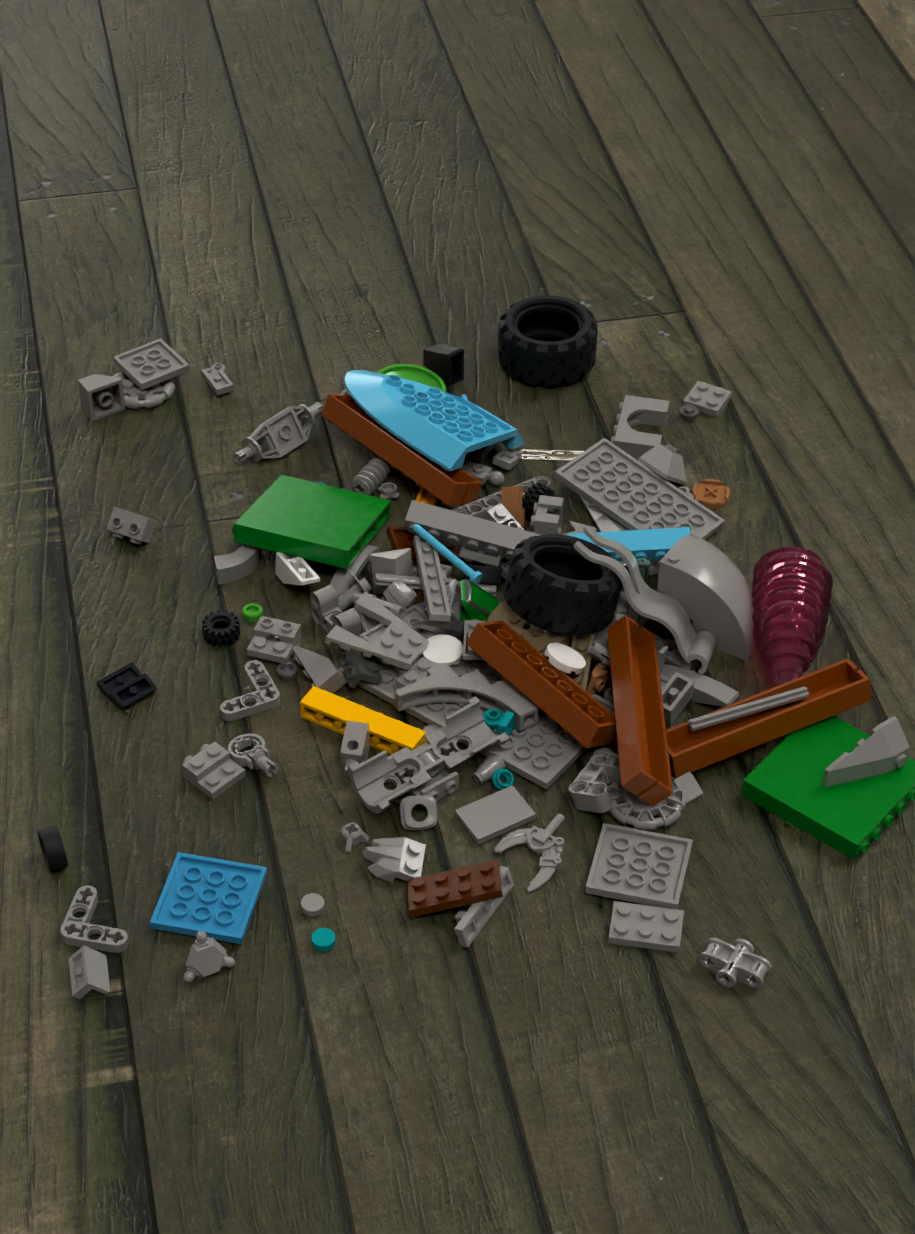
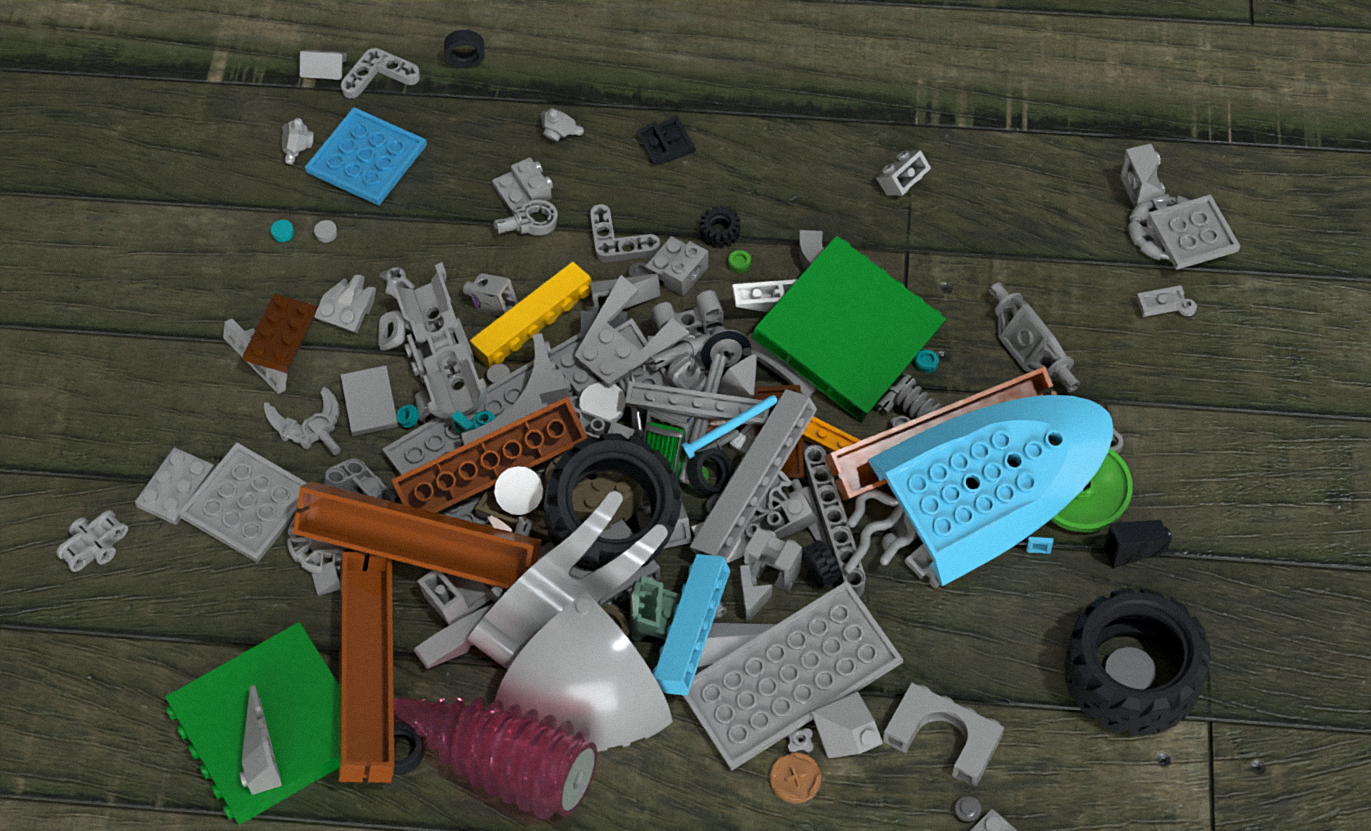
camera: 110 degrees right, 15 degrees up
(131, 760) = (559, 125): none -> light grey rock
(478, 468) = (878, 526): none -> light grey plant
(512, 502) = (817, 530): medium nougat slope -> none
(550, 454) = (926, 631): sticker -> none
(748, 708) = (379, 650): light grey axle -> none

